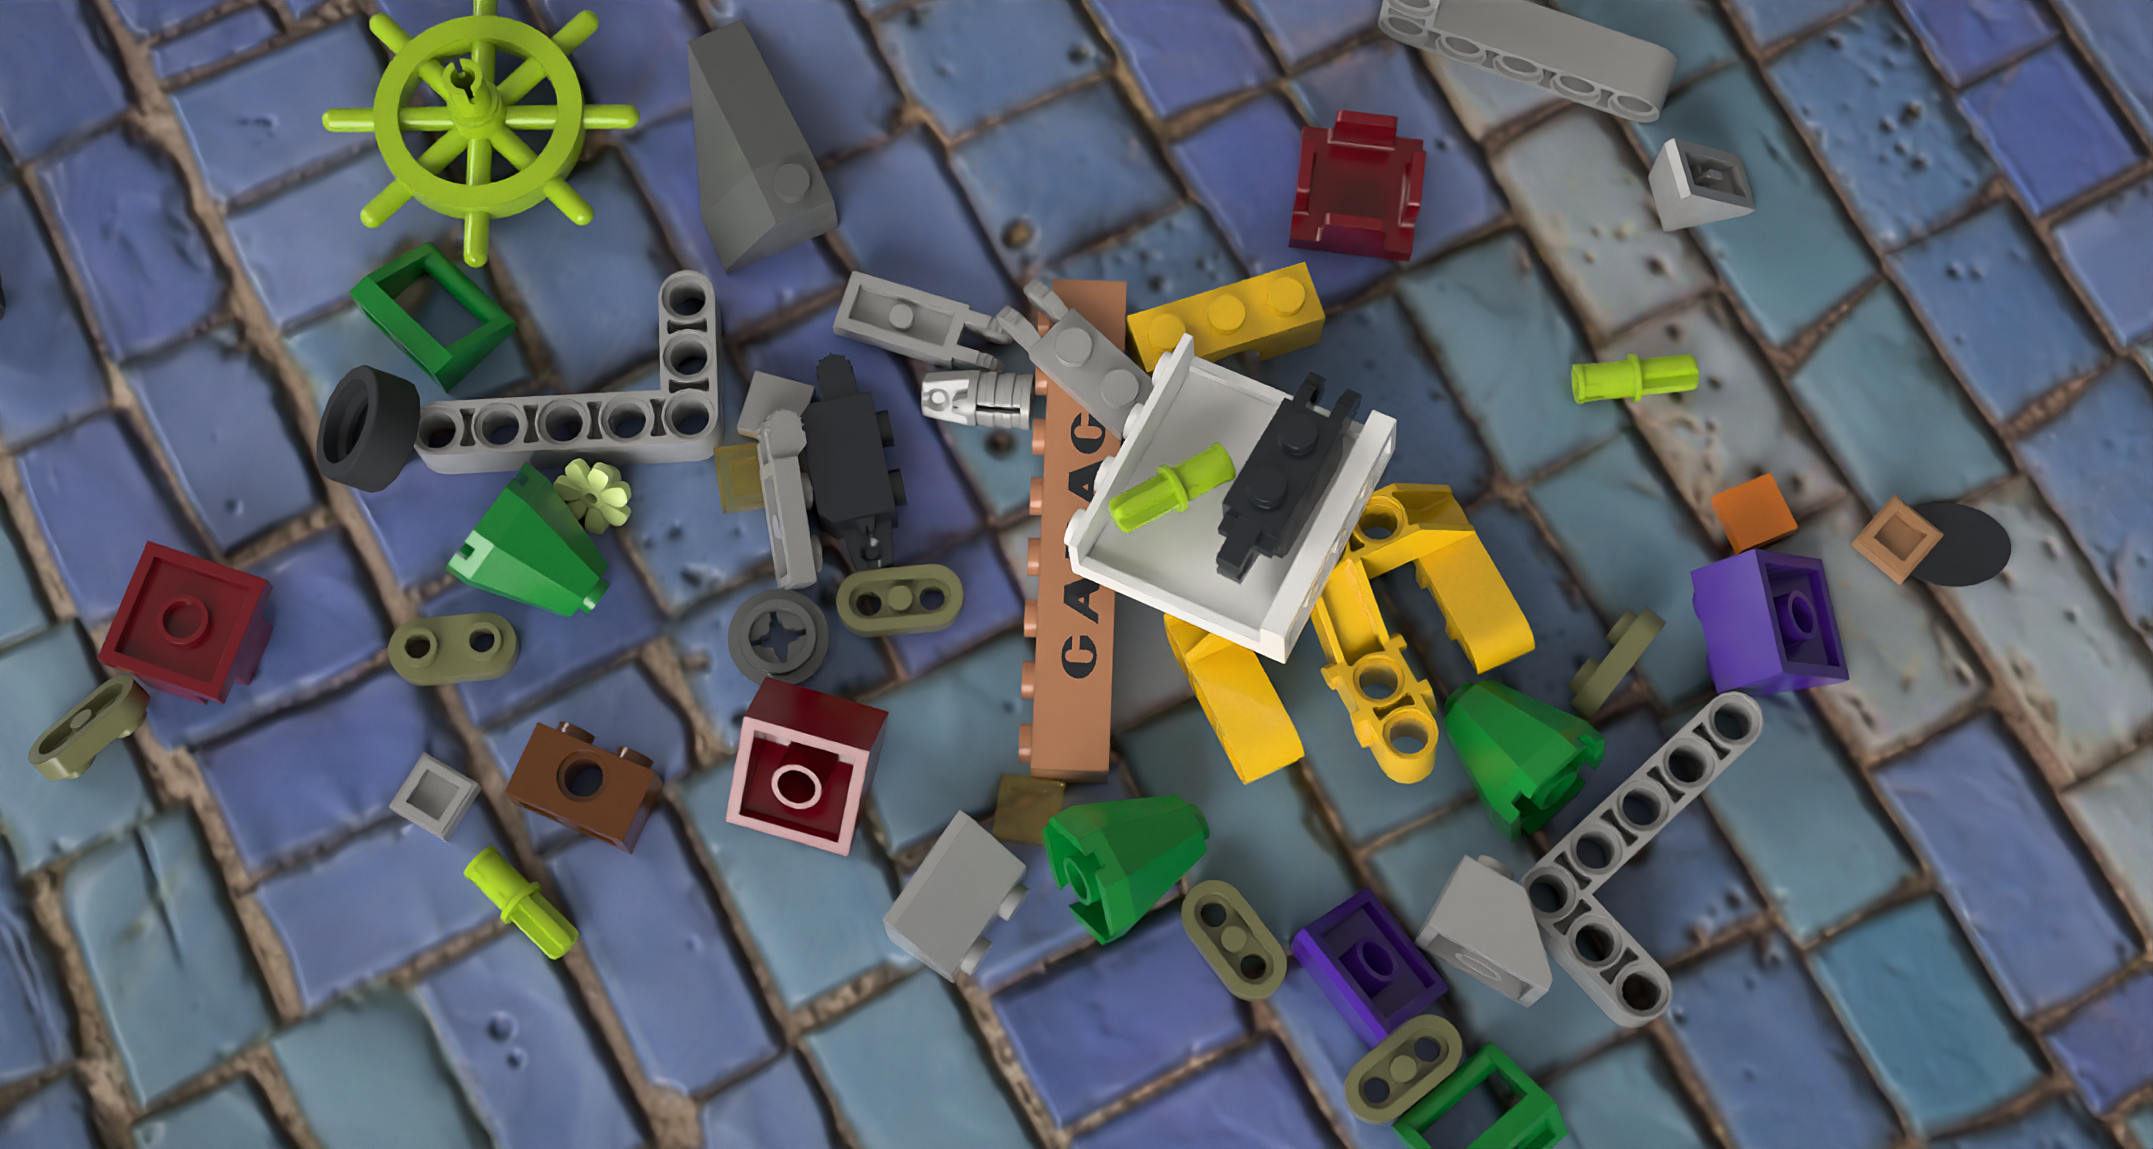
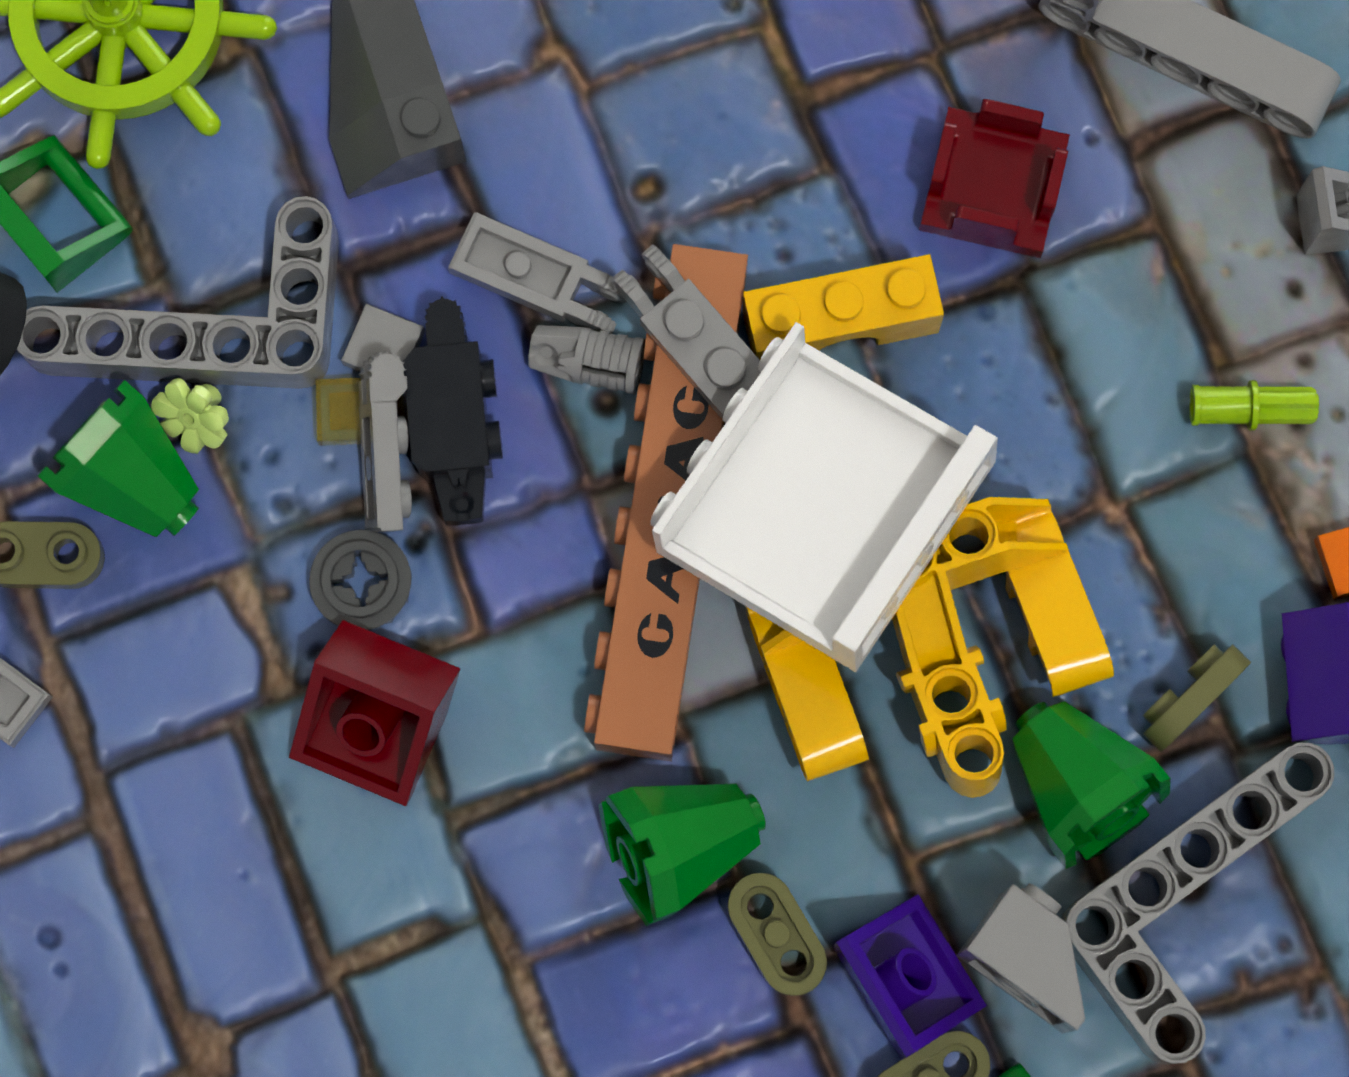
camera: 10 degrees right, 5 degrees up
(521, 902) = (80, 818): lime axle -> none
(613, 813) = (115, 702): reddish brown brick -> none
(900, 599) = (486, 555): olive plate -> none
(957, 899) = (508, 866): light grey slope -> none
(1025, 808) = (588, 778): clear yellow tile -> none
(1172, 488) = (763, 482): lime axle -> none
(1283, 478) = (876, 485): black hinge -> none

